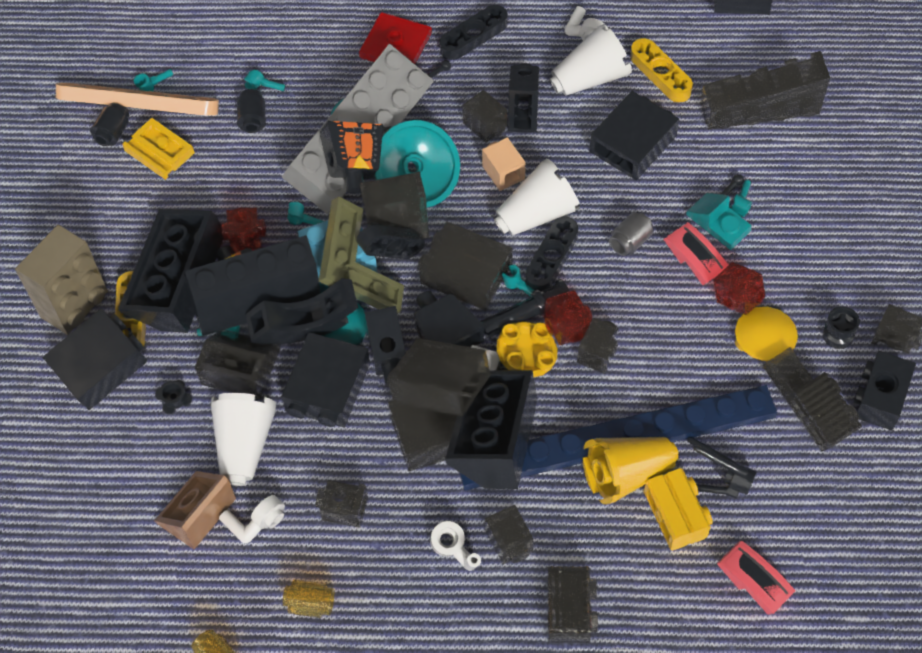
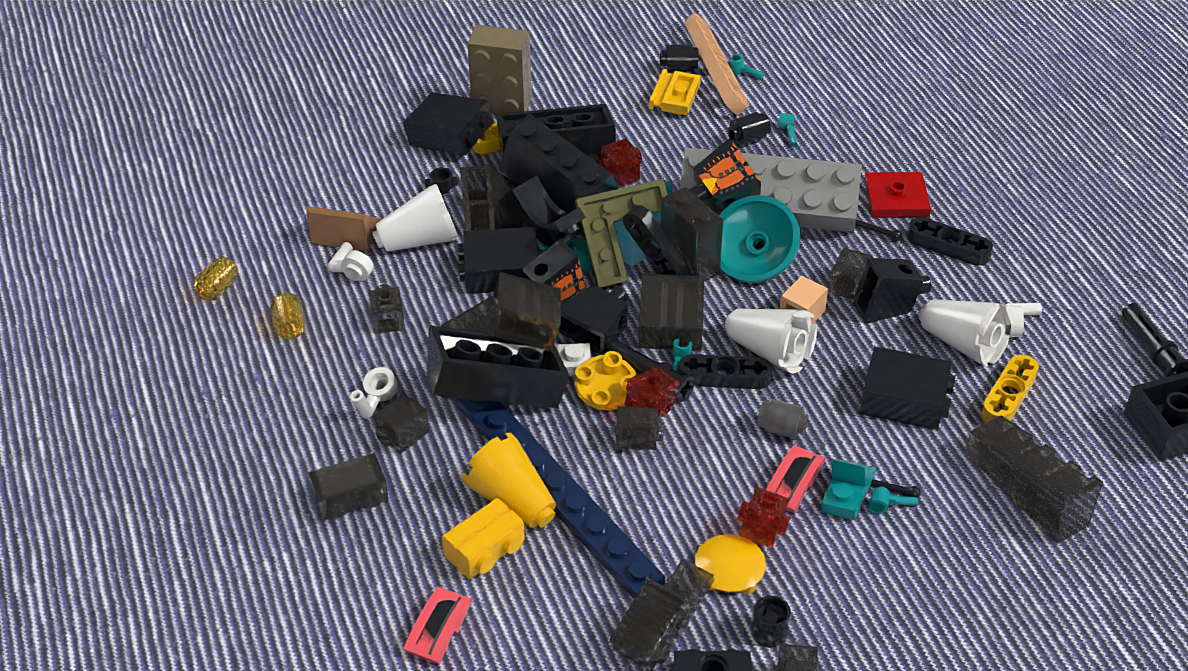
camera: 65 degrees right, 15 degrees down
(737, 475) = (543, 581): black plant -> none

